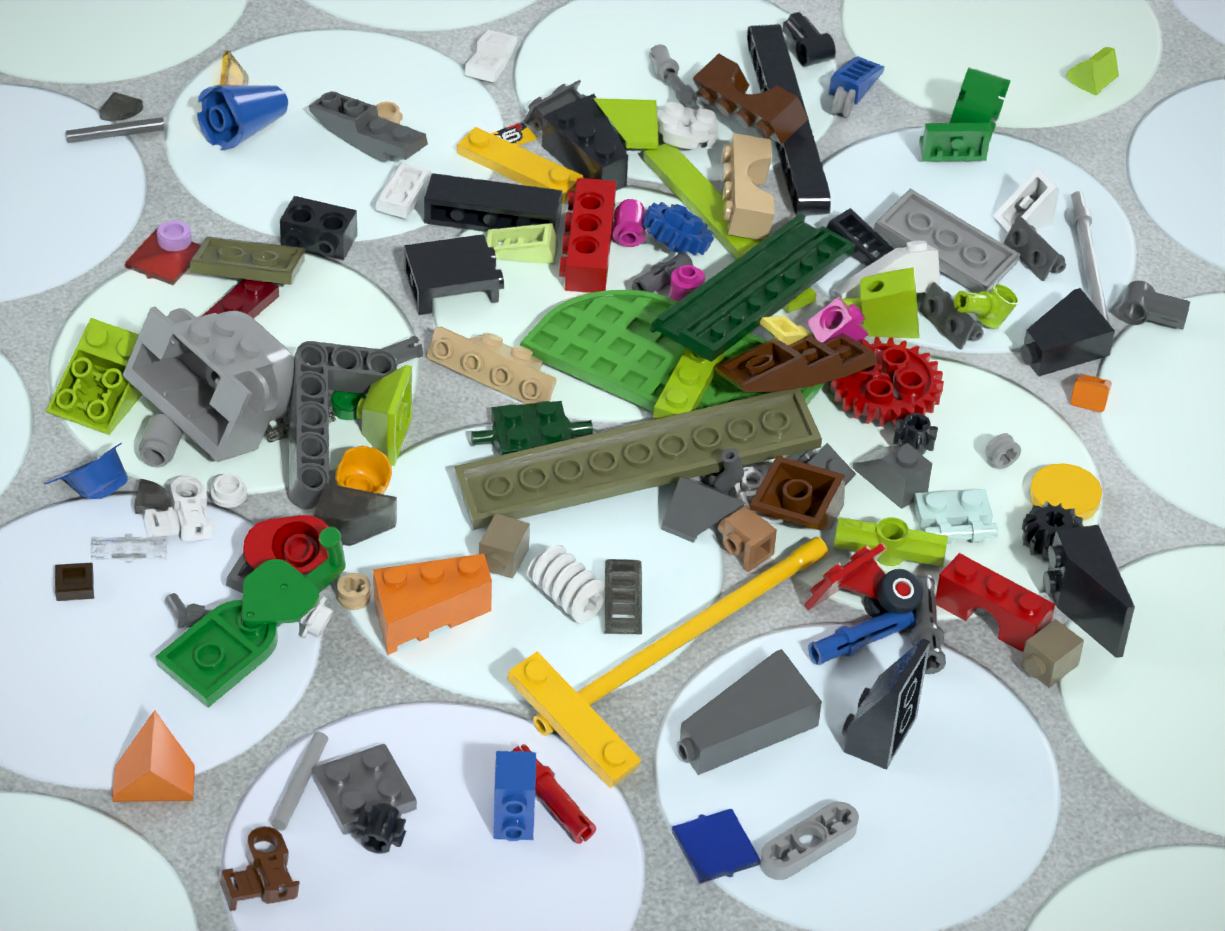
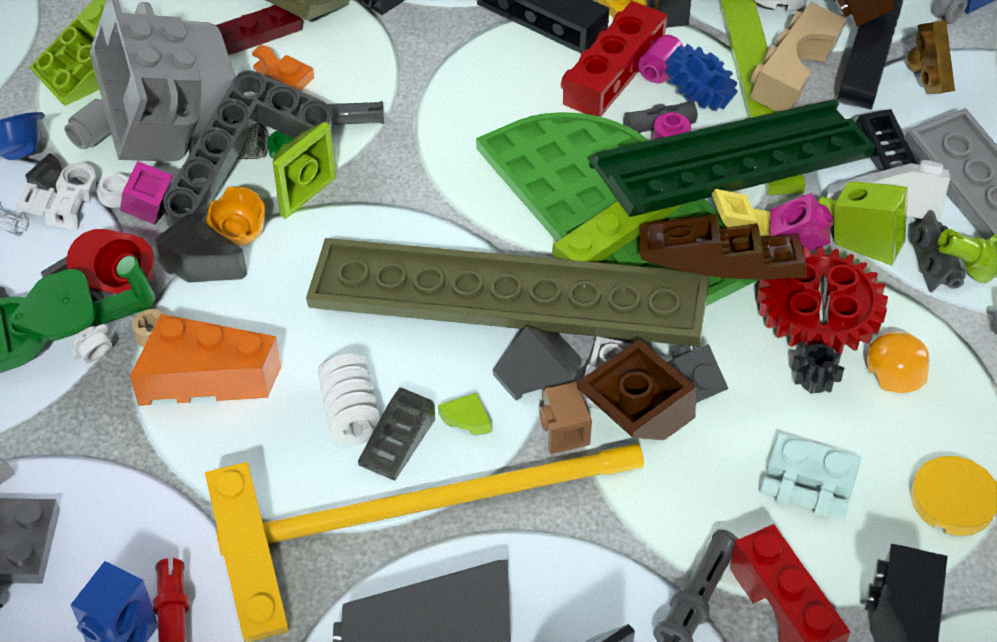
camera: 30 degrees right, 5 degrees up
(269, 480) = (145, 192): none -> dark pink brick
(295, 335) = (285, 70): none -> orange plate
(451, 269) = (461, 50): black panel -> none
(493, 364) = (441, 152): tan bracket -> none
(505, 544) = (316, 335): dark tan brick -> none
(529, 427) = (431, 224): dark green plate -> none
(533, 242) = (560, 48): yellowish green slope -> none
(666, 564) = (466, 414): none -> lime tile
(732, 474) = (588, 340): dark grey arm -> none
(848, 640) = (618, 575): blue pin -> none
(861, 151) = (933, 58): none -> pearl gold plate
(891, 592) = (676, 540): plate -> none
(896, 472) = (772, 404): dark grey slope -> none
(897, 538) = (733, 490): lime piece -> none
(971, 409) = (899, 362): none -> light orange hair
(1003, 450) = (907, 420): light grey bush -> none
(1042, 523) = (910, 528): black gear -> none

